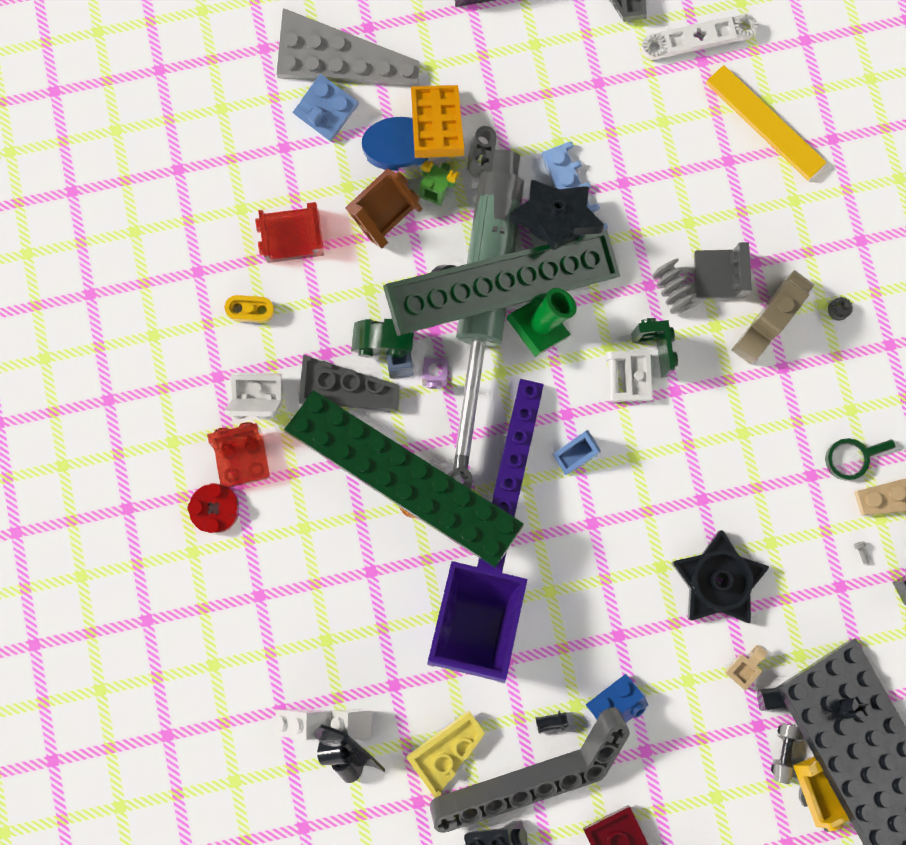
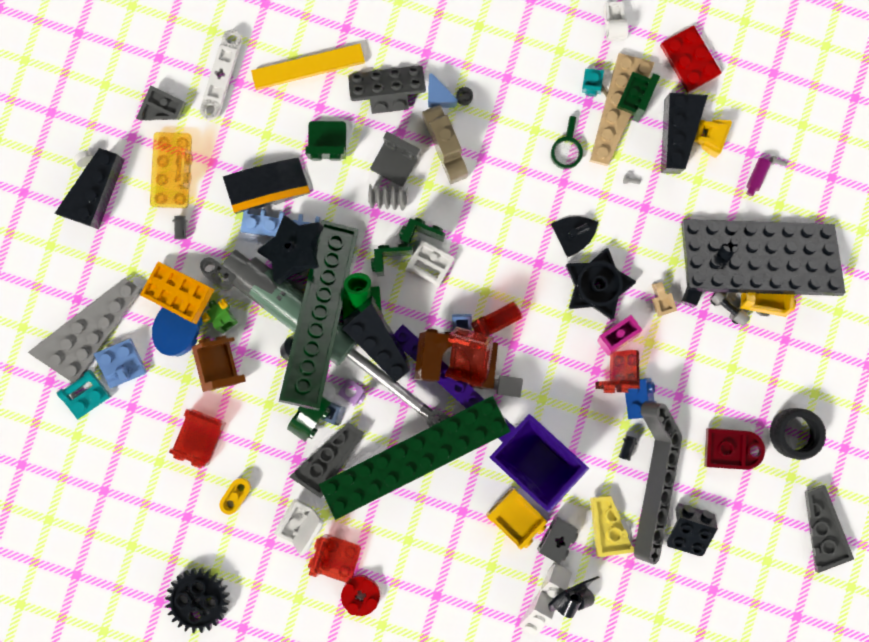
camera: 65 degrees left, 5 degrees up
(93, 325) = (184, 611): none -> black gear
(266, 97) = (87, 400): none -> teal plate
(397, 638) = (517, 518): none -> yellow panel
(411, 690) = (558, 529): none -> dark grey brick
(508, 87) = (180, 227): none -> dark grey pin
(511, 361) = (375, 337): none -> black wedge
(543, 542) = (508, 386): none -> light grey brick
(553, 473) = (469, 356): none -> clear red panel
(563, 487) = (430, 353): none -> reddish brown arch
(564, 43) = (171, 170): none -> clear yellow bracket
(609, 150) = (266, 185): none -> black slope
(609, 486) = (498, 319): none -> clear red arch
(613, 317) = (377, 262): none -> dark green bracket
(636, 666) = (623, 373): none -> clear red bracket
(676, 637) = (619, 335): none -> dark pink brick
(696, 187) = (326, 140): none -> dark green bracket
(761, 521) = (574, 233): none -> black shield
(795, 219) = (387, 88): none -> dark grey bracket
(825, 279) = (440, 94): none -> medium blue slope

